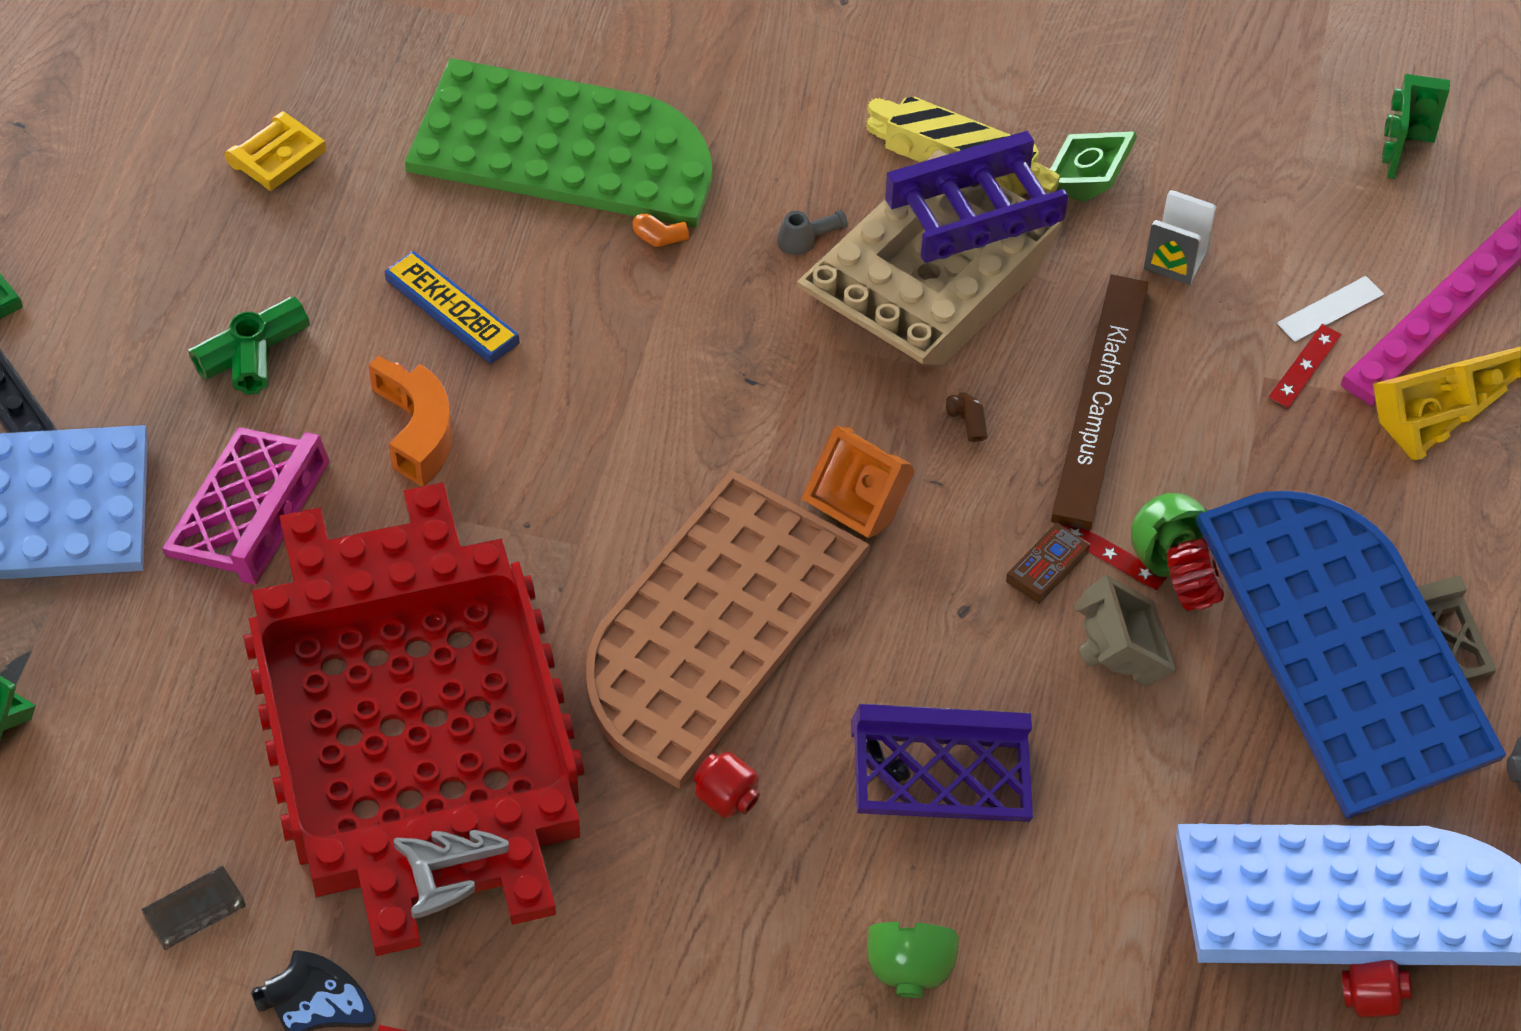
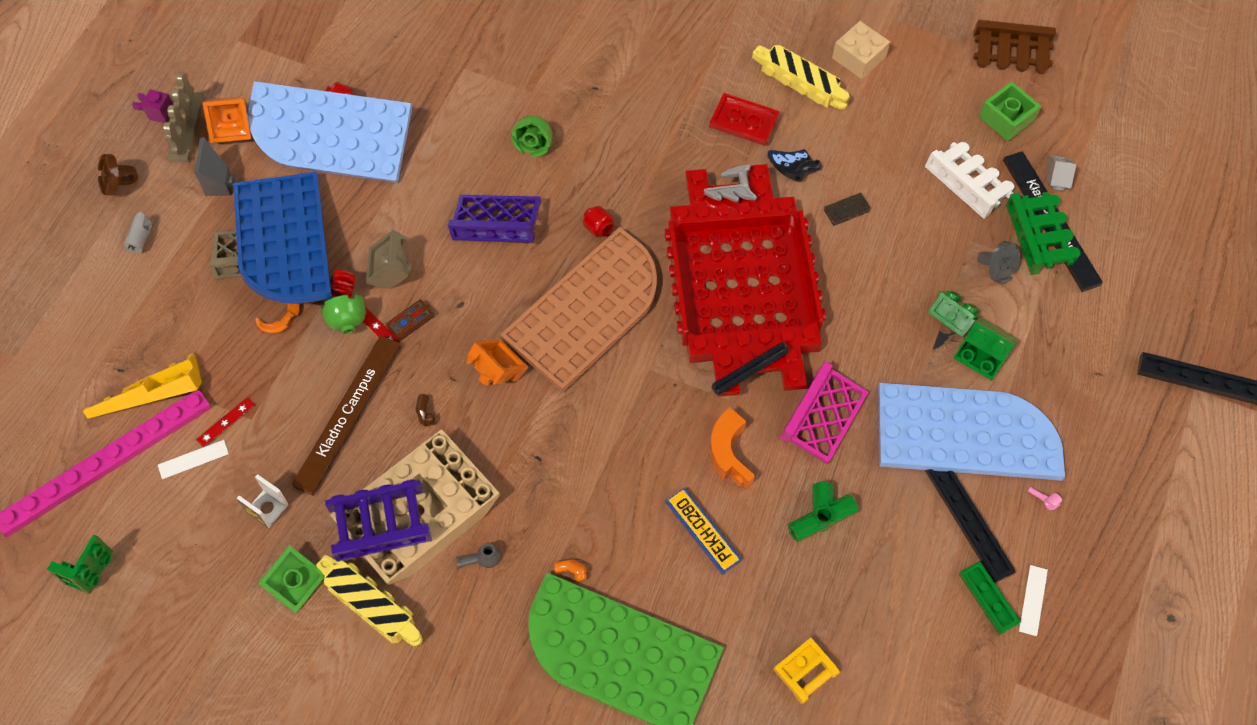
camera: 170 degrees left, 10 degrees up
(385, 510) = (749, 368): none -> black axle

